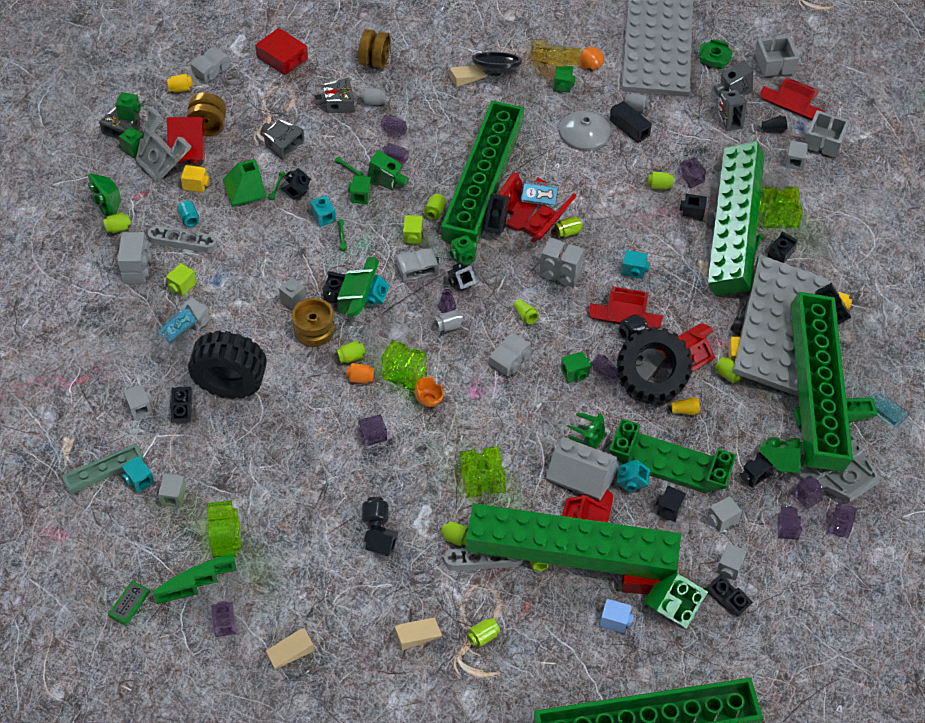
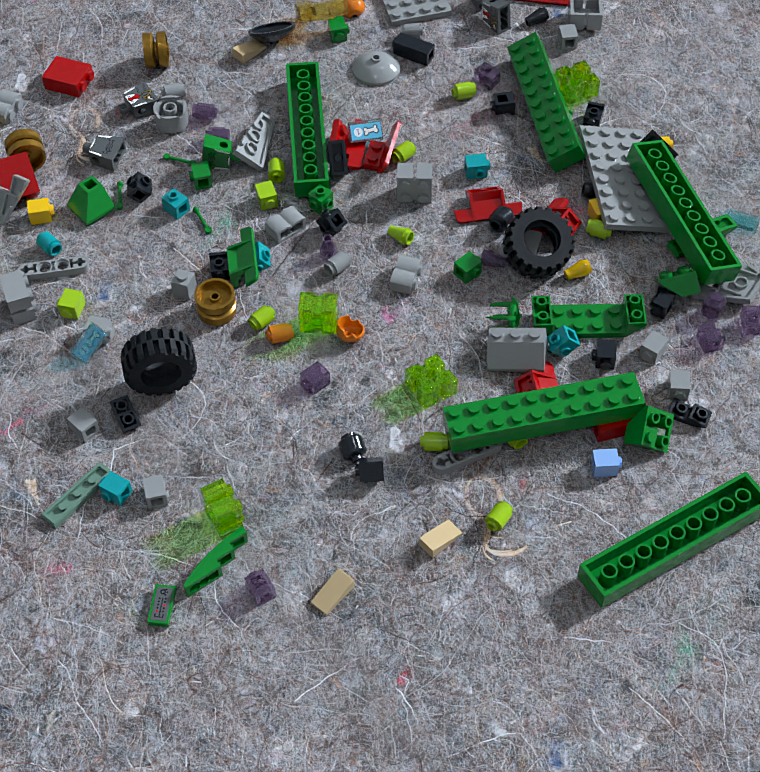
camera: 20 degrees left, 0 degrees up
(359, 119) = (171, 114): none -> light grey brick
(427, 172) = (255, 142): none -> light grey wing

